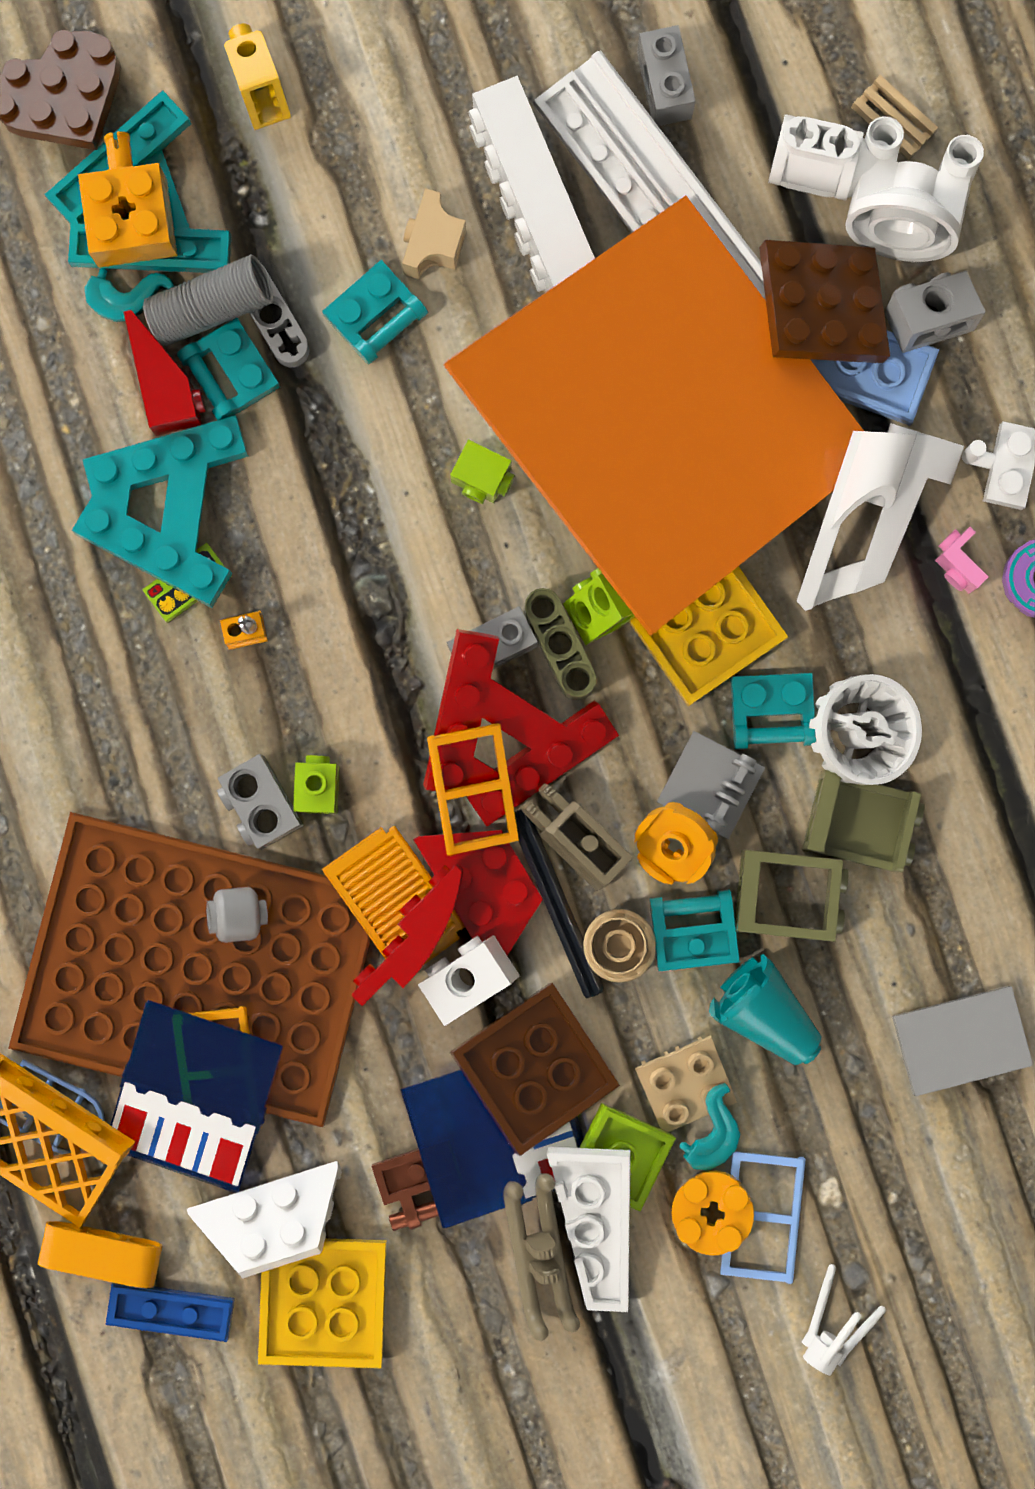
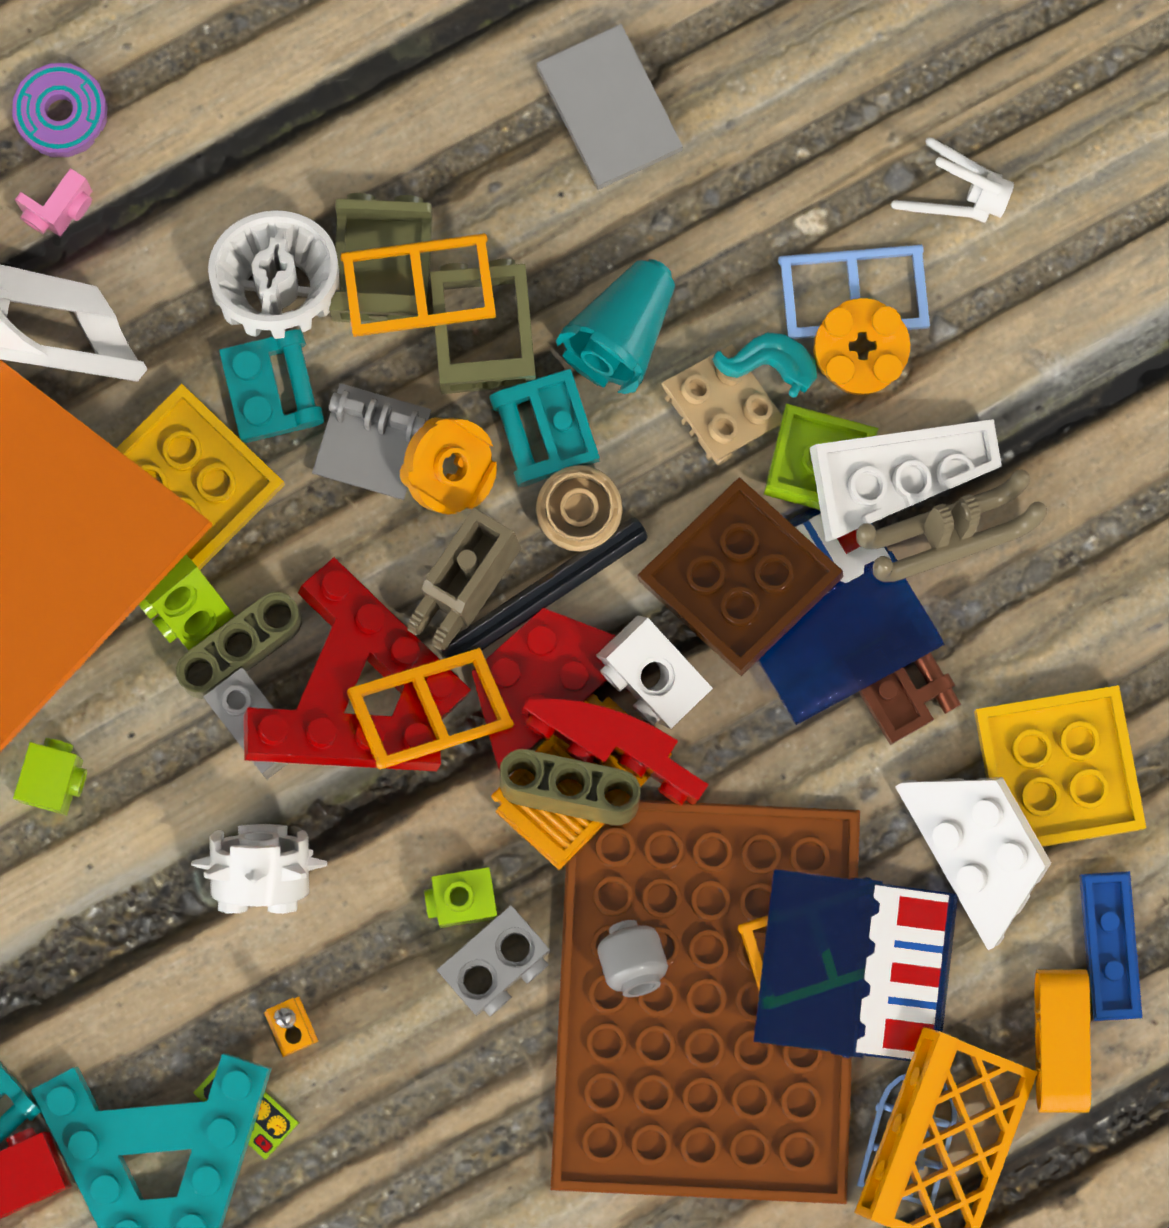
camera: 105 degrees left, 5 degrees down
(370, 626) = (259, 868): none -> white brick
(385, 912) = (552, 769): none -> olive beam
(802, 846) = (423, 318): none -> light orange window

